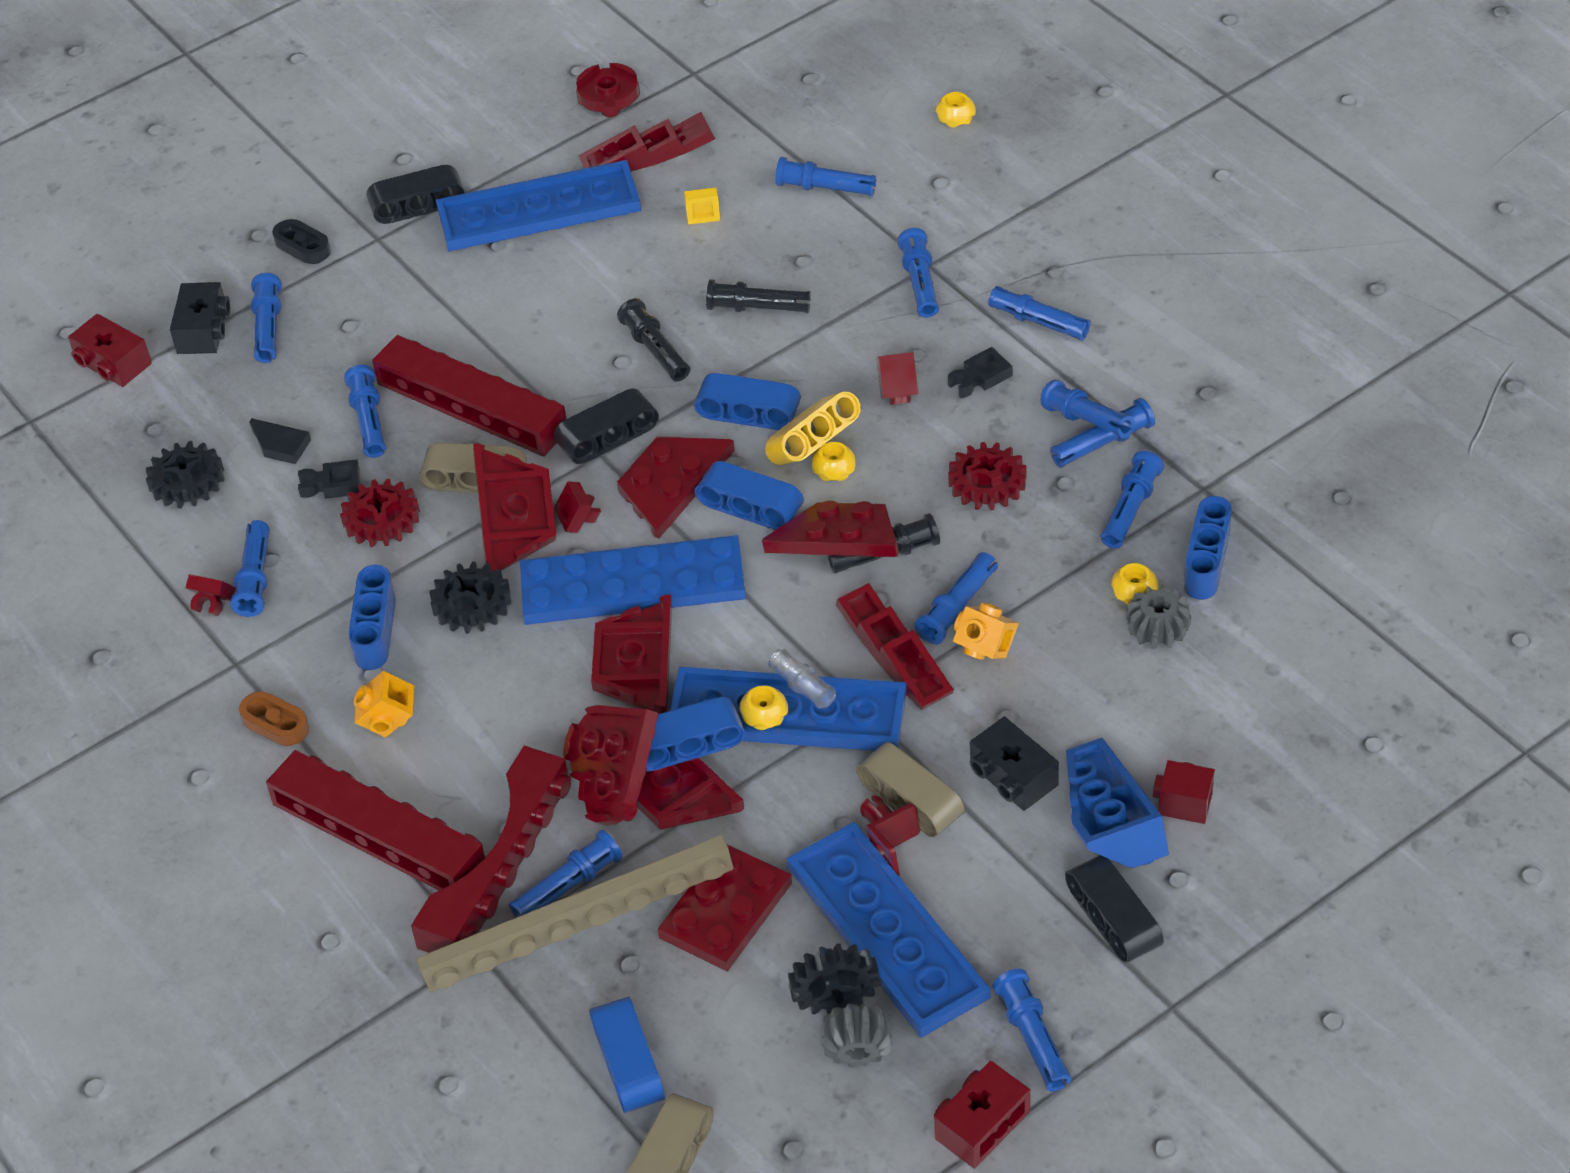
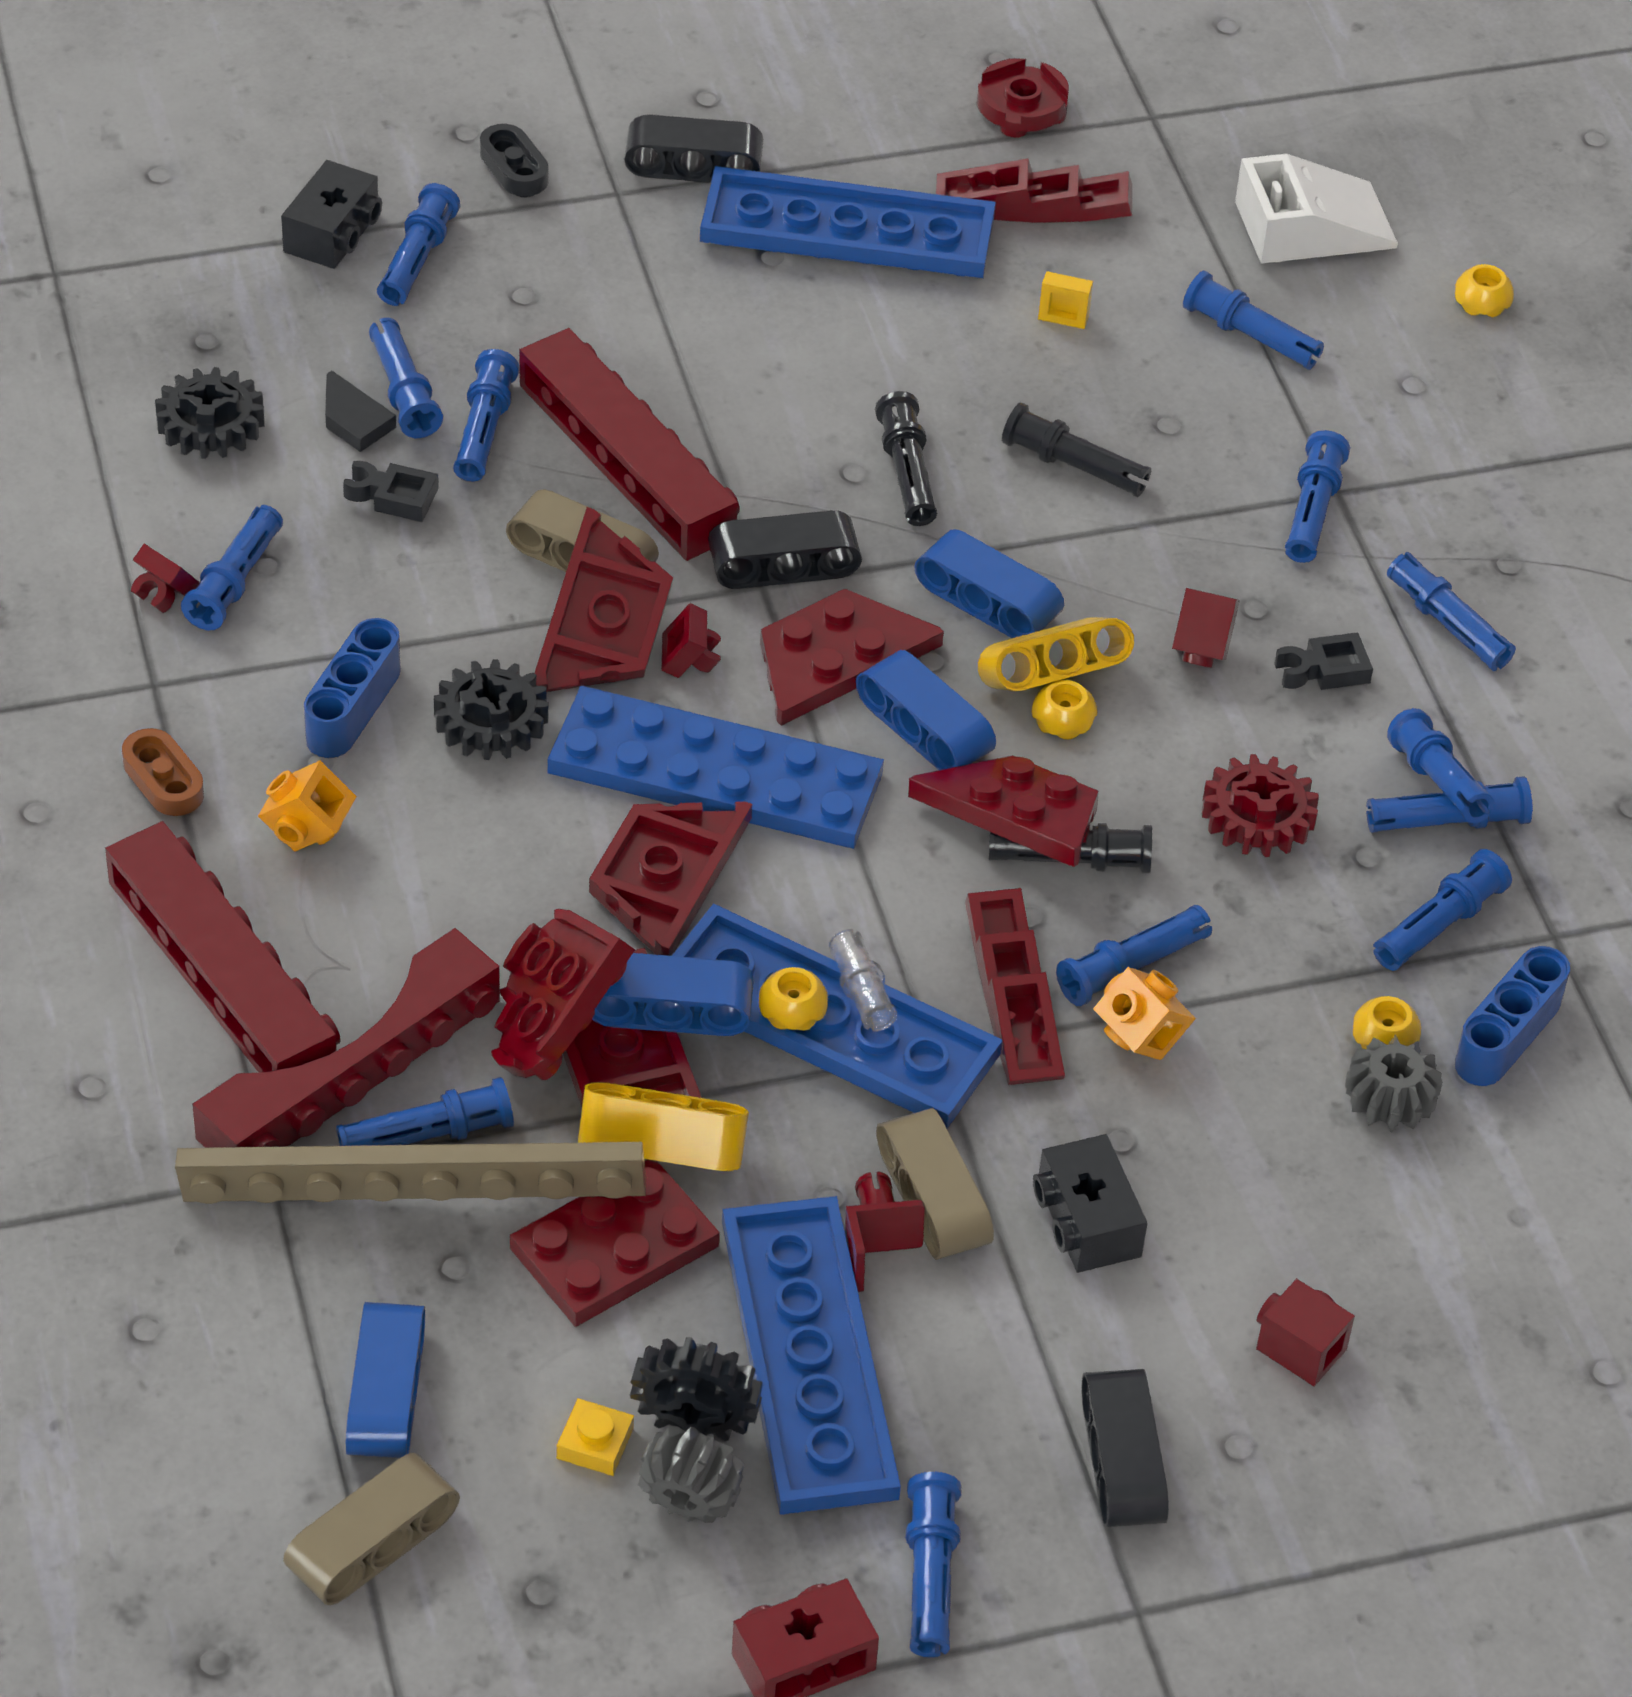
camera: 15 degrees right, 0 degrees up
(109, 350) = (196, 215): dark red brick -> none
(309, 412) = (408, 390): none -> blue pin
(363, 518) = (432, 555): dark red gear -> none
(733, 816) = (668, 1125): none -> yellow beam
(778, 1036) = (595, 1437): none -> yellow plate
(823, 97) = (1308, 210): none -> white slope
(1111, 808) = (1186, 1314): blue wedge -> none

